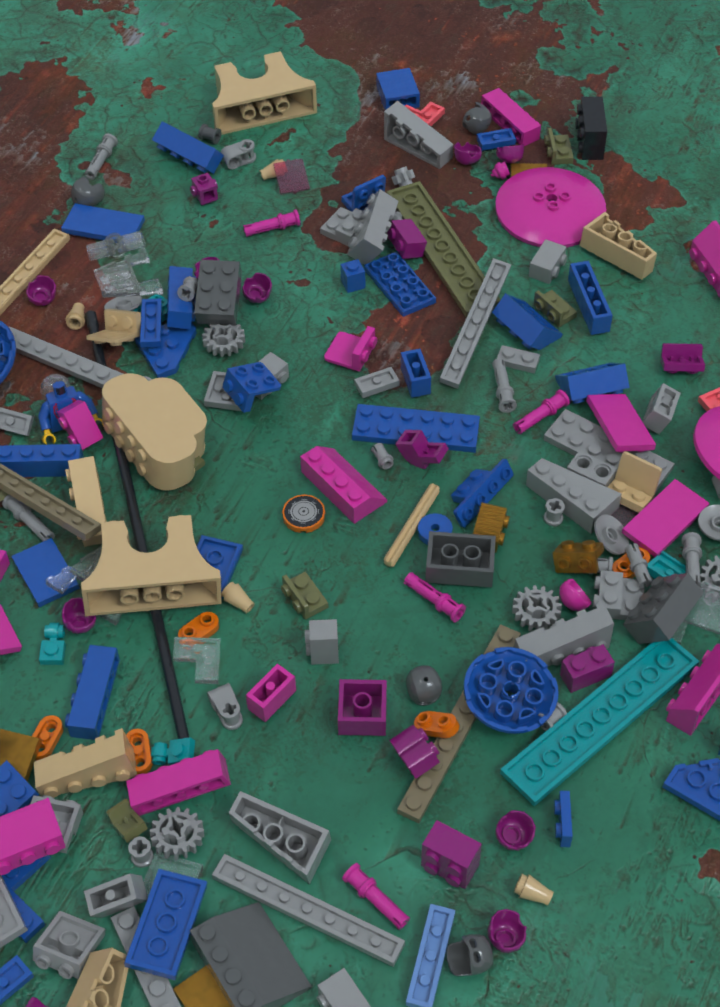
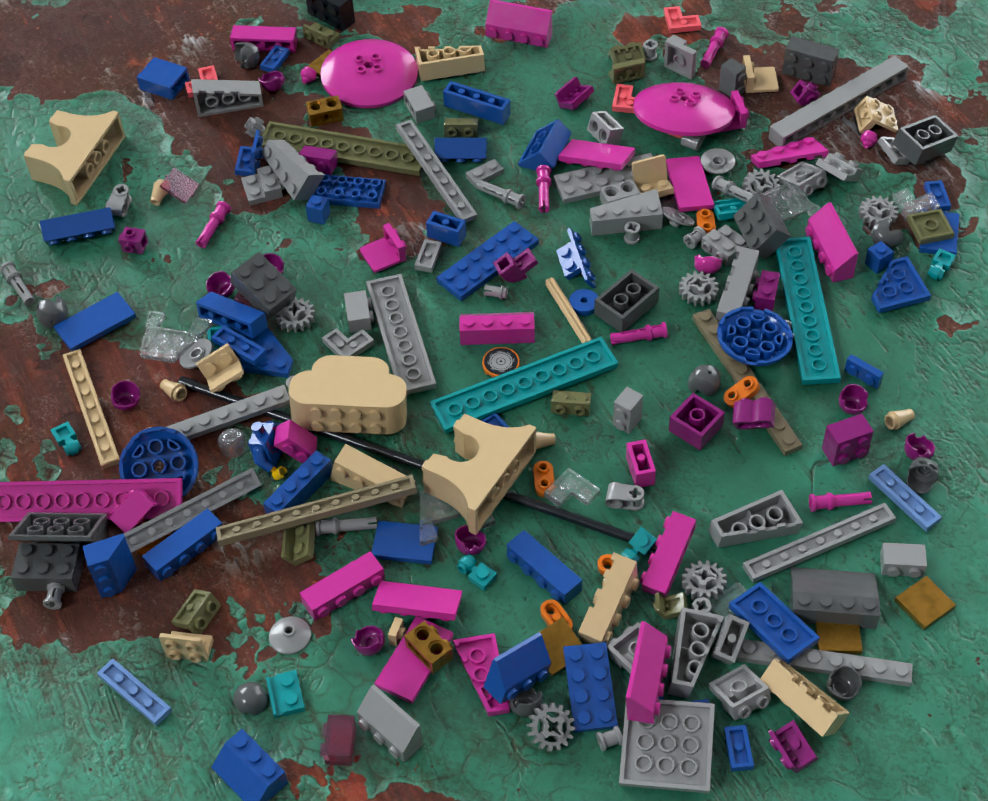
camera: 50 degrees left, 0 degrees up
(80, 869) = (691, 646): none -> light grey wedge
(115, 245) = (125, 332): clear piece -> none
(187, 291) = (241, 297): light grey bush -> none
(208, 133) = (75, 206): dark grey bush -> none
(247, 381) = (364, 322): blue bracket -> none
(268, 422) = (401, 333): none -> light grey plate
(295, 546) = (525, 383): none -> teal plate
(470, 207) = (324, 111): none -> pearl gold brick
(491, 522) = (609, 268): pearl gold brick -> none
(510, 154) = (300, 60): magenta hair -> none
(577, 557) = (680, 242): pearl gold bracket -> none
(638, 565) = (716, 217): light grey pin -> none

